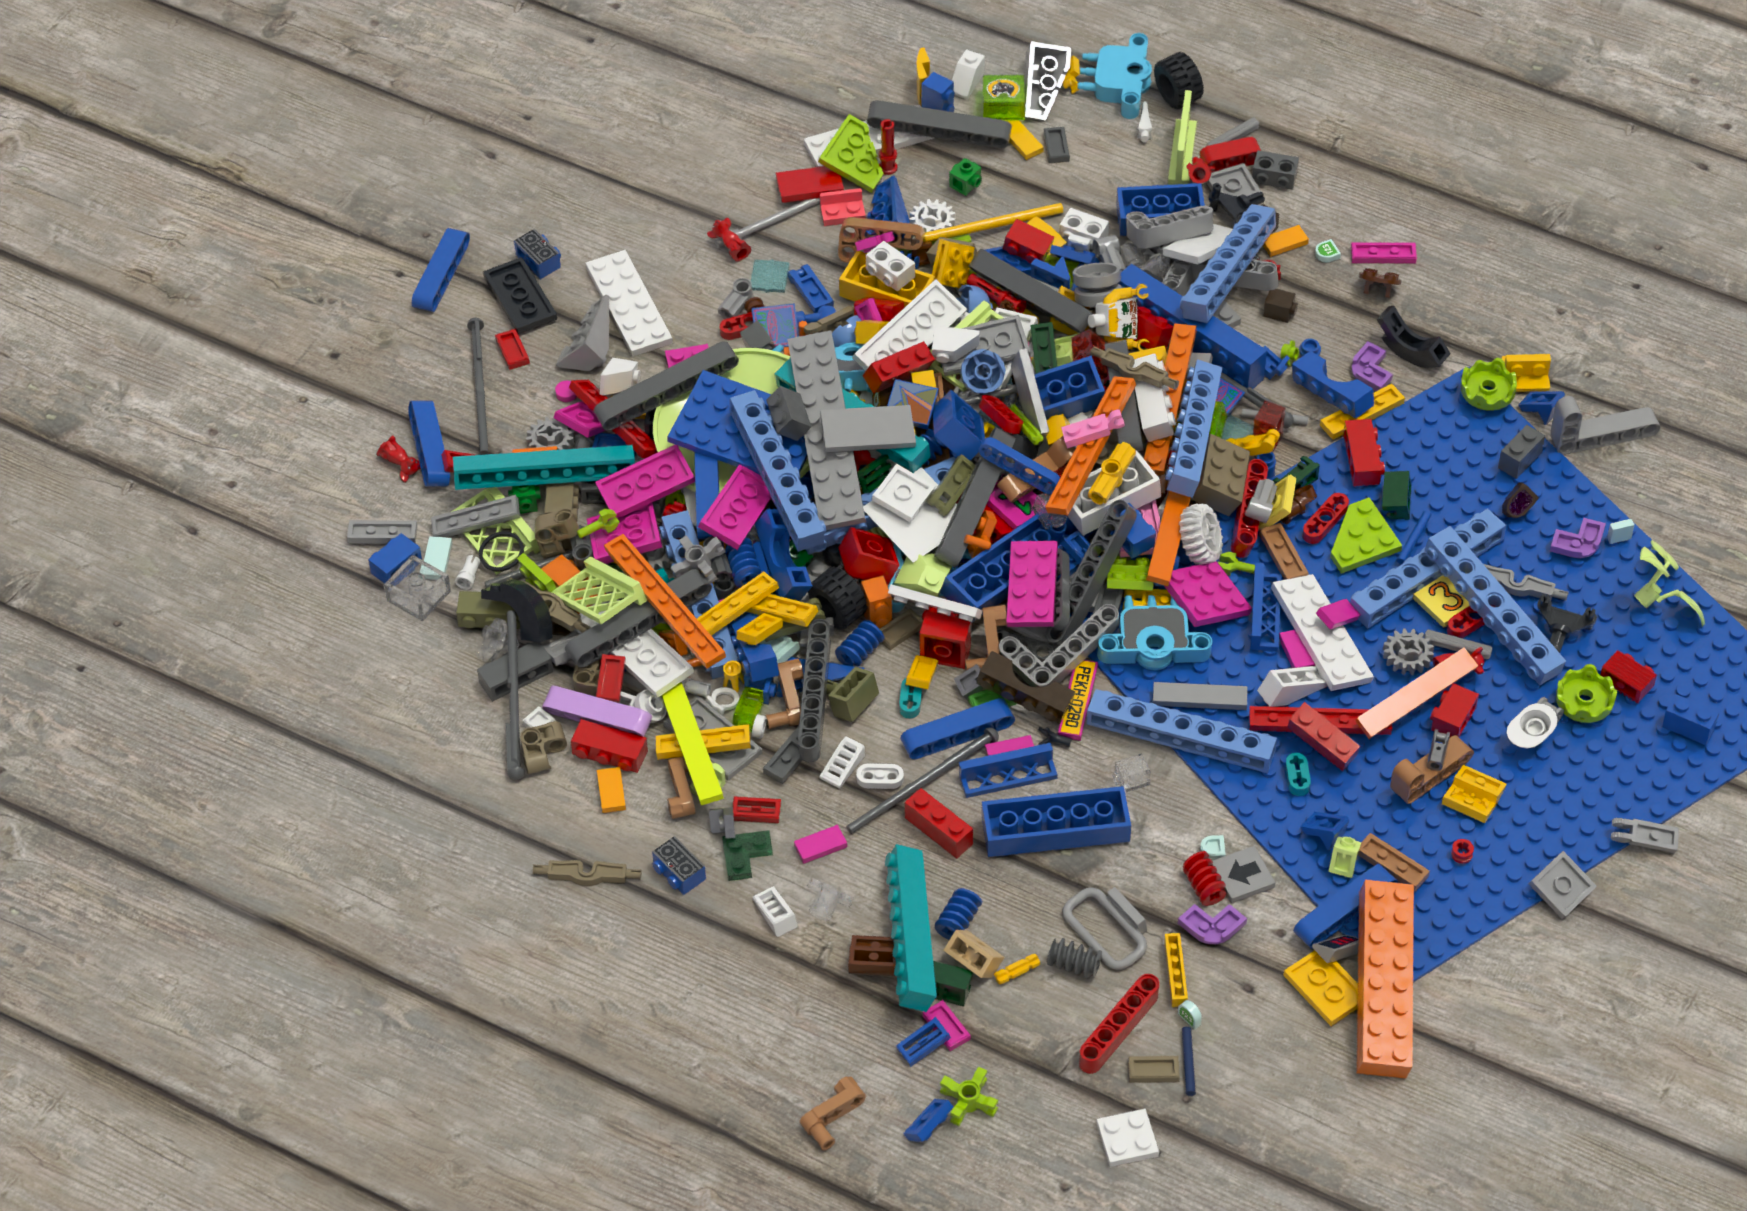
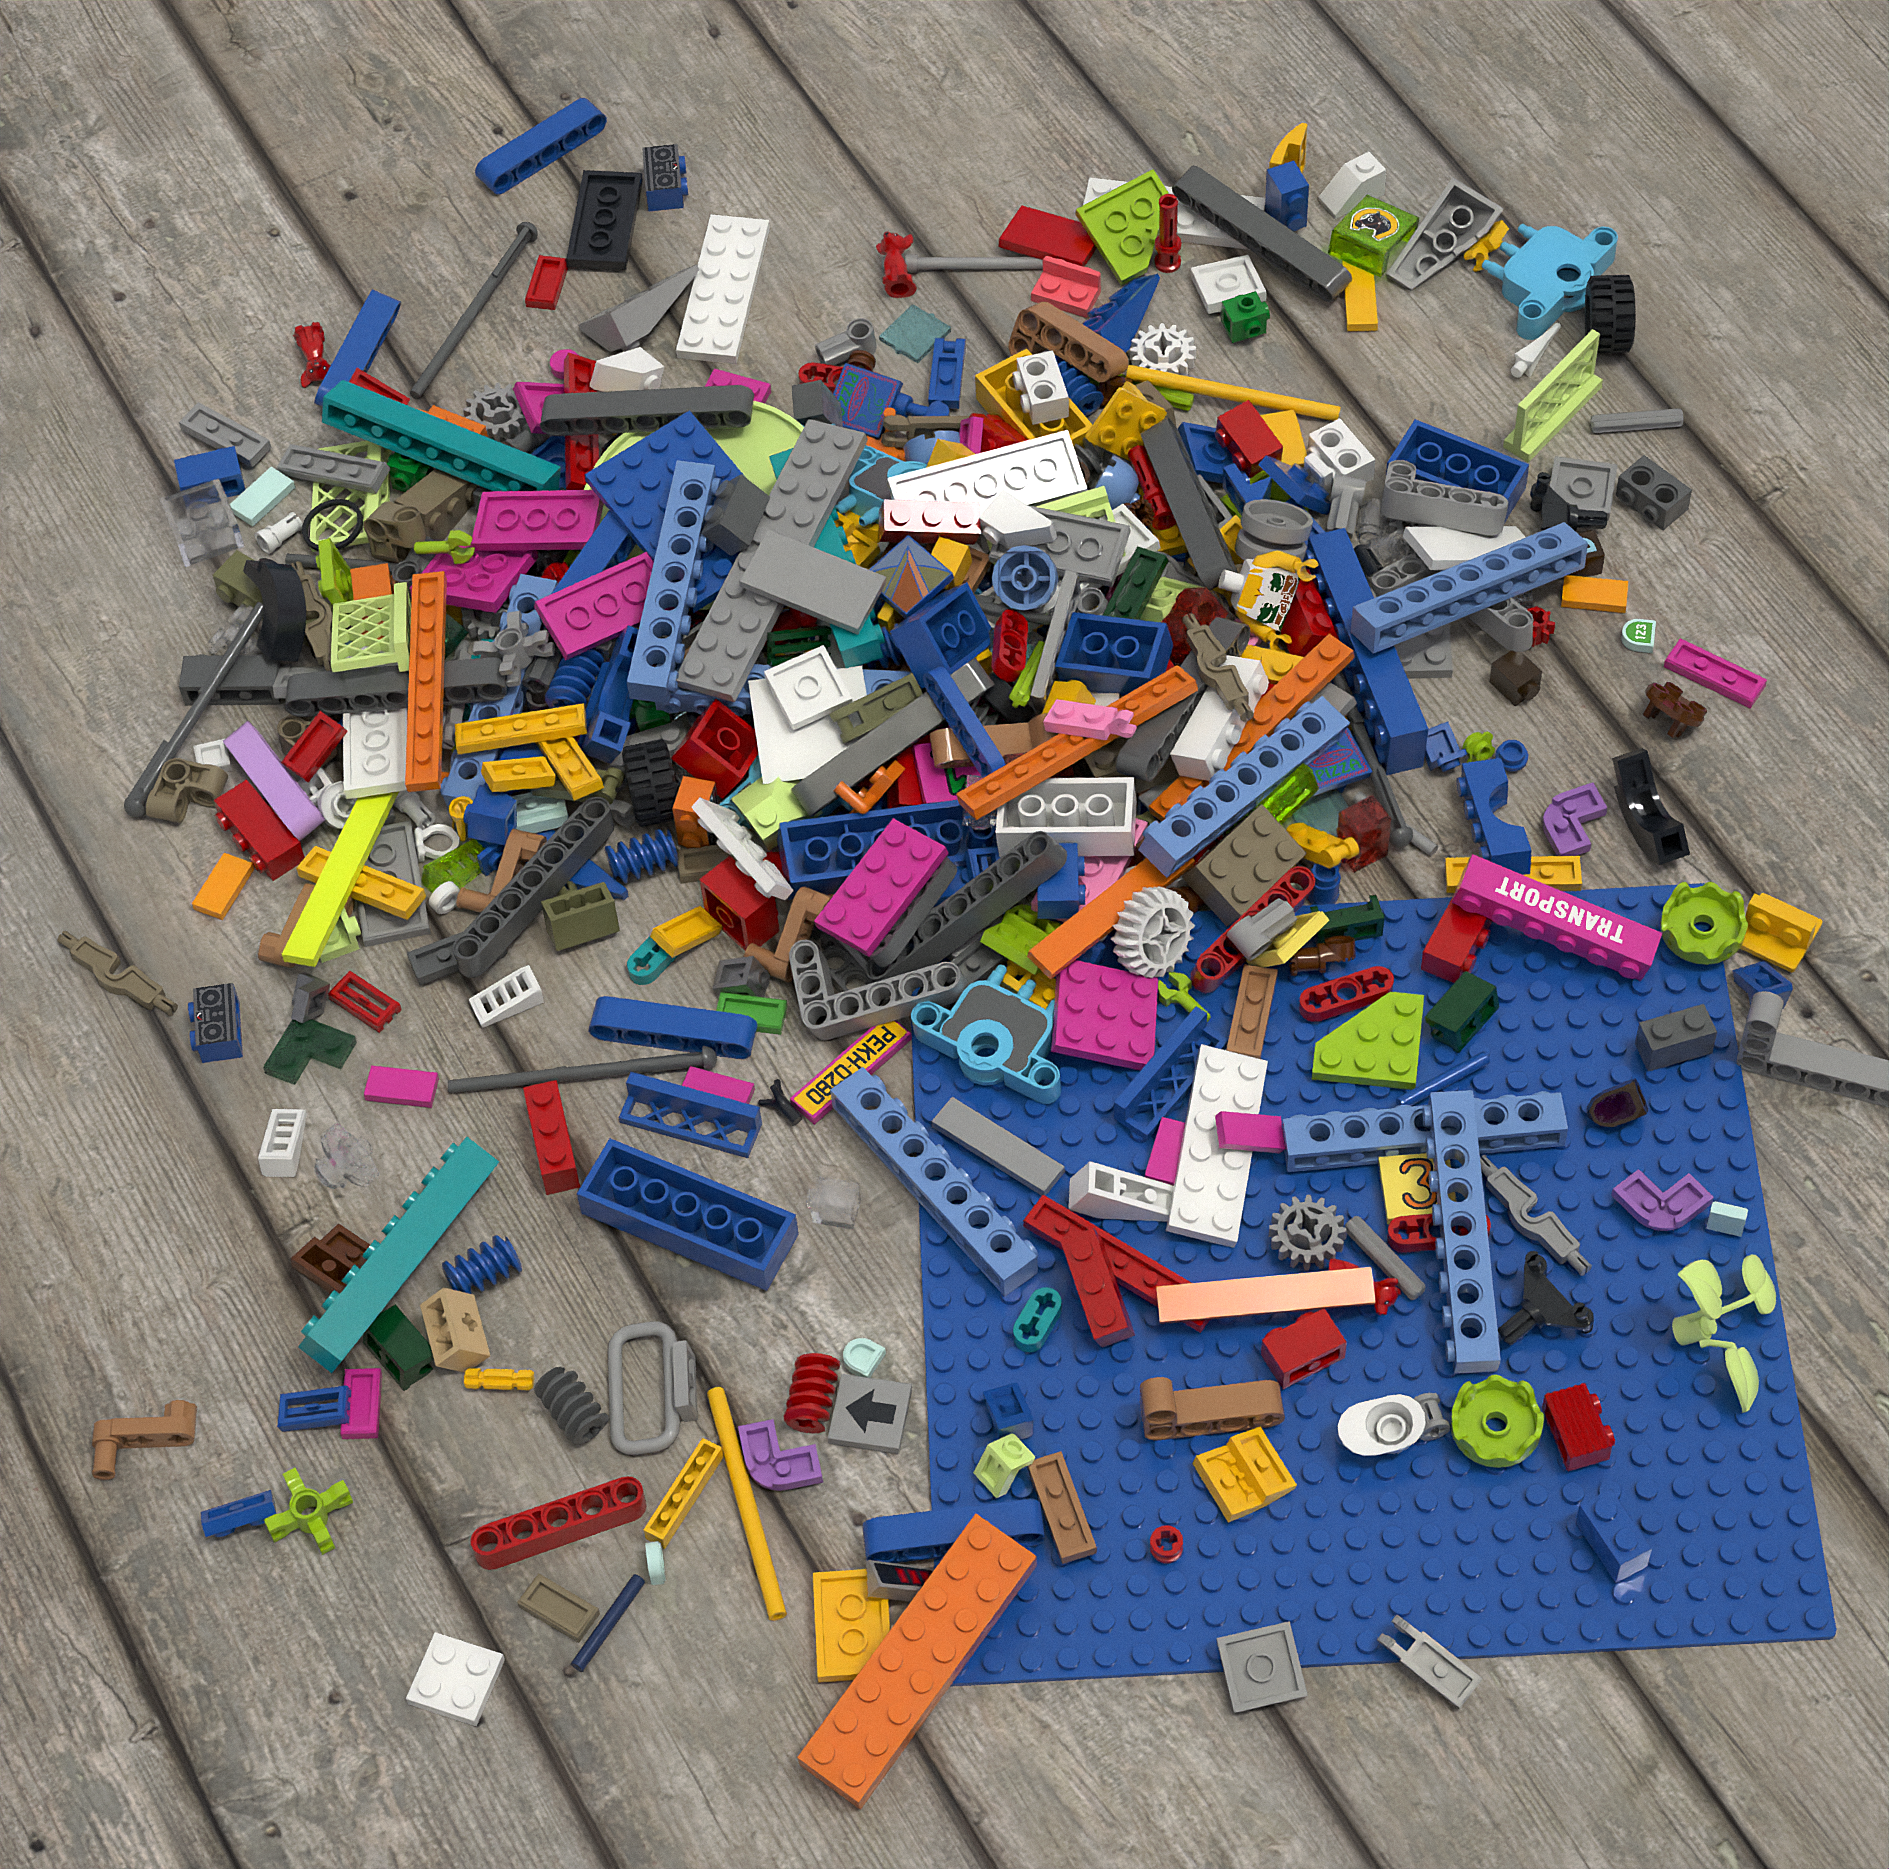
camera: 35 degrees right, 5 degrees up
(871, 242) = (1040, 345): dark pink plate -> none
(880, 776) = (536, 1040): white plate -> none
(935, 163) = (1225, 281): none -> white plate
(1047, 701) = (802, 1053): dark brown arch -> none
(1056, 145) = (1399, 329): dark grey tile -> none
(1111, 473) = (1071, 792): yellow piece -> none
(1199, 170) = (1540, 447): red animal -> none
(1214, 957) = (746, 1504): none -> yellow piece
(1230, 153) = (1609, 443): red beam -> none
(1413, 418) = (1556, 918): none -> dark pink brick
(1438, 750) = (1226, 1391): flat silver bar -> none

